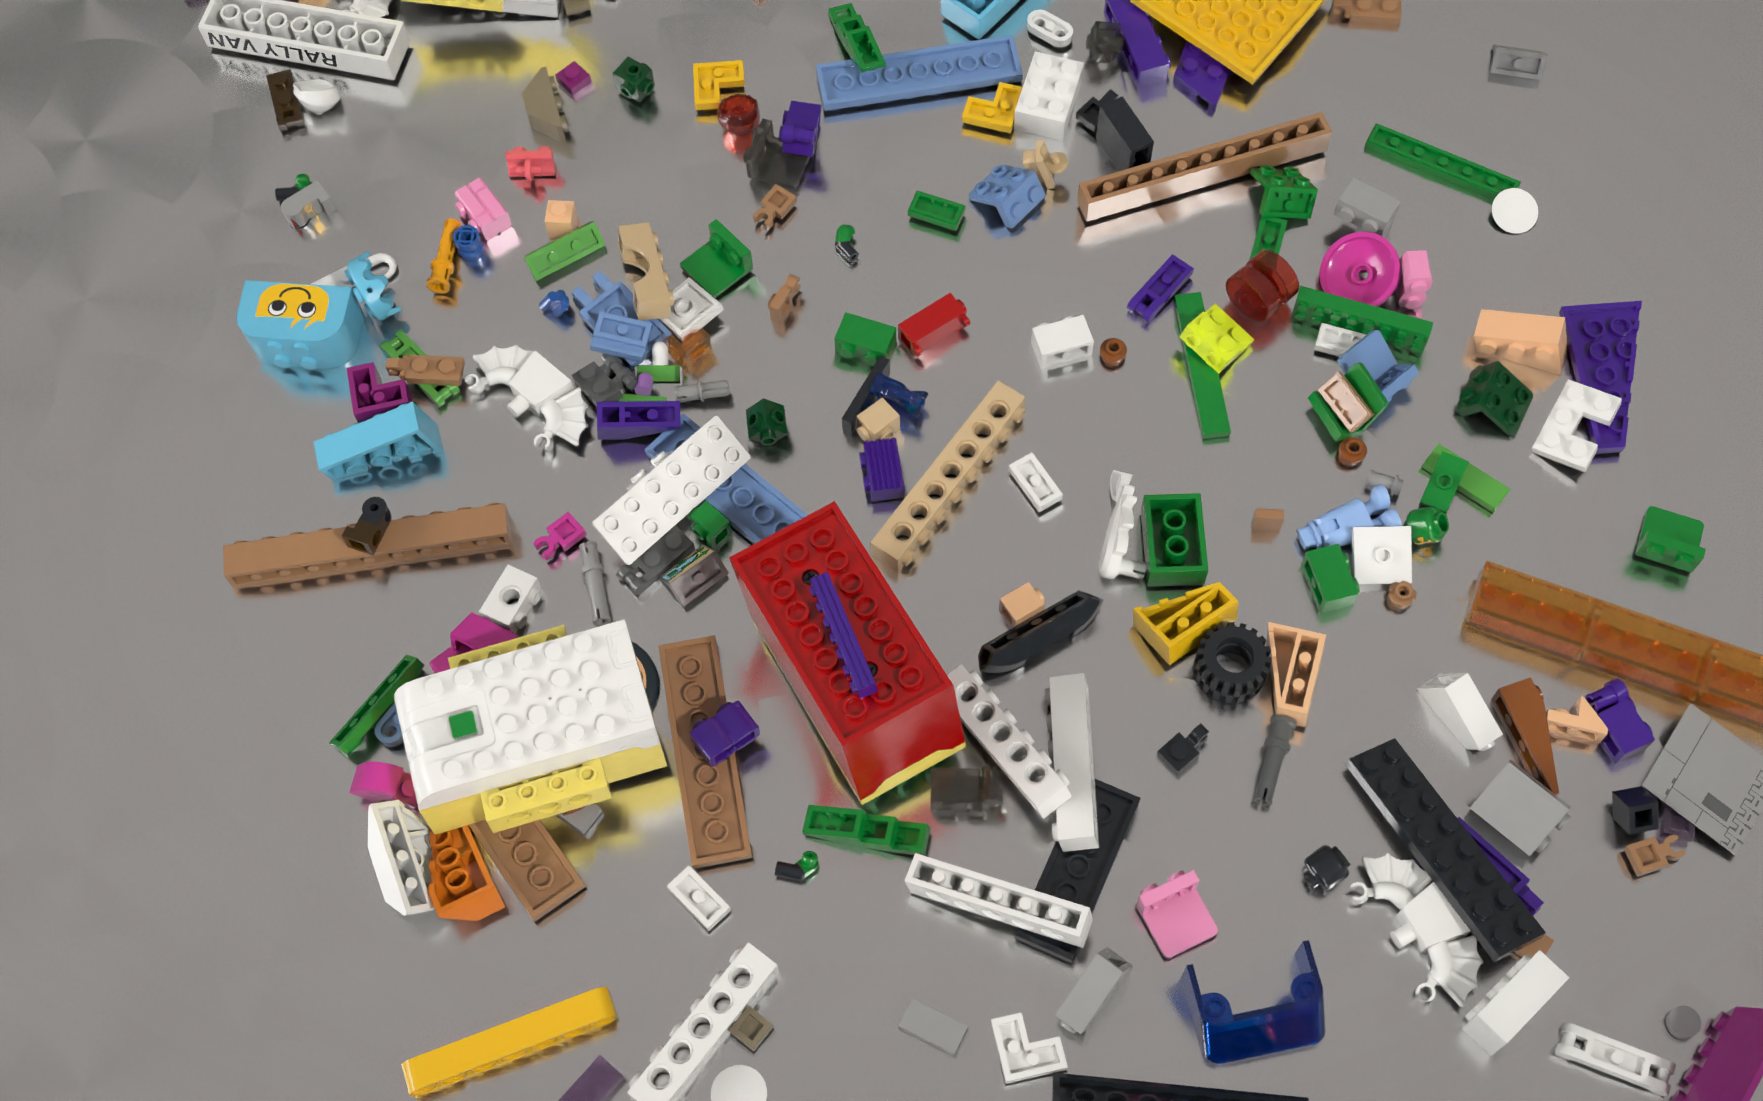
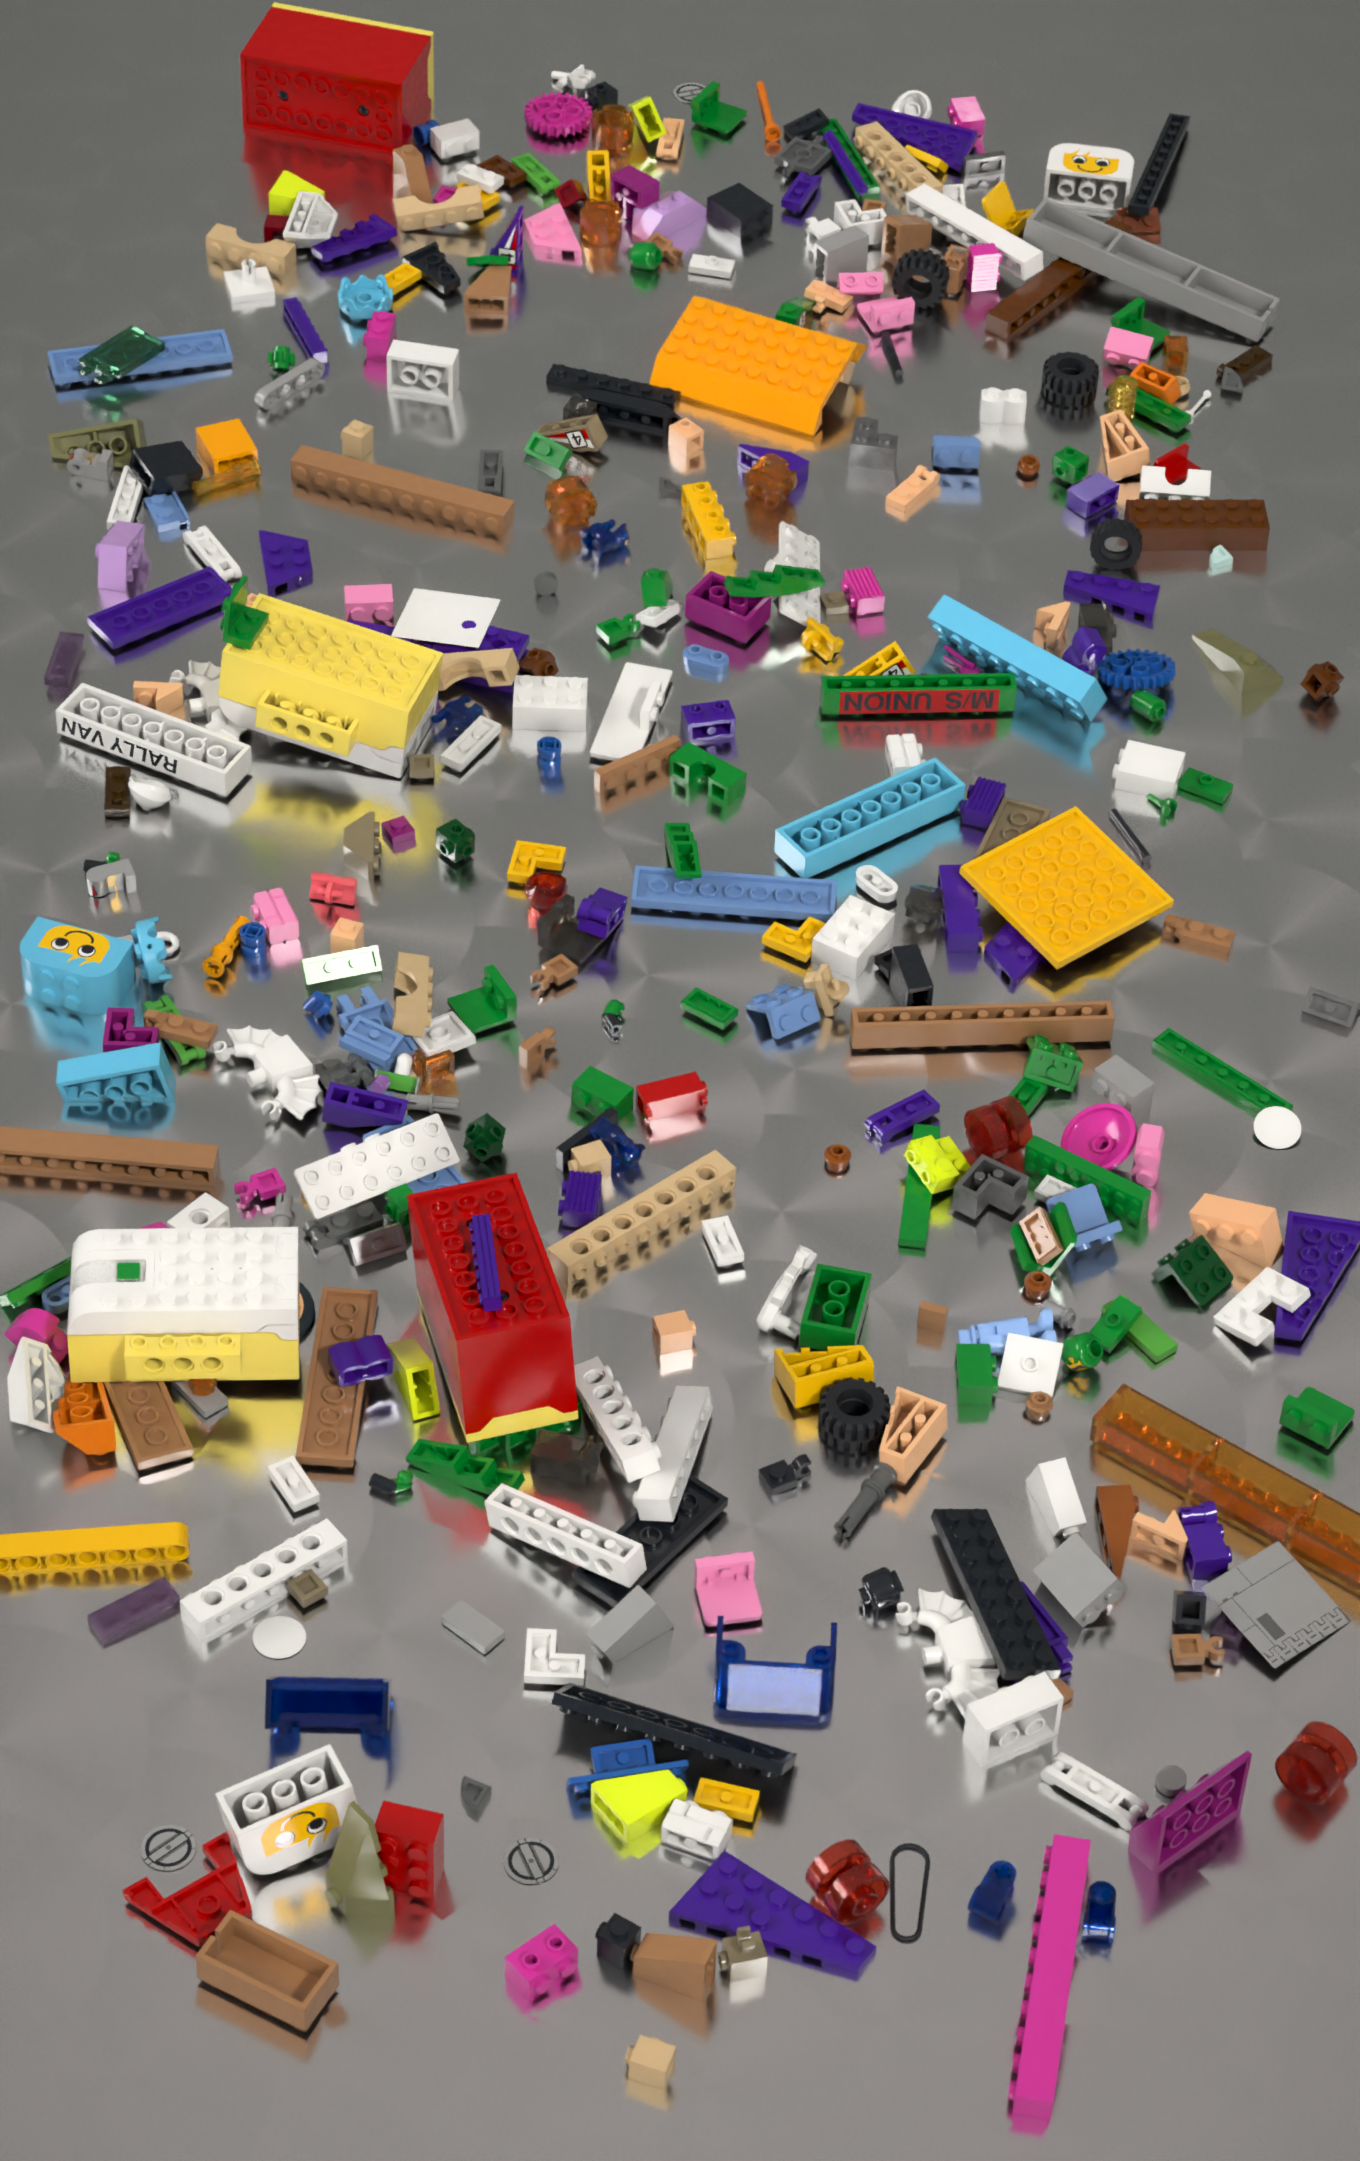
camera: 10 degrees right, 20 degrees down
(370, 526) = (89, 1133): leg -> none
(783, 733) = (415, 1378): none -> neon yellow slope
(1038, 632) = (647, 1363): black brick -> none
(1062, 341) = (790, 1136): white brick -> none
(1273, 350) = (991, 1184): none -> flat silver brick

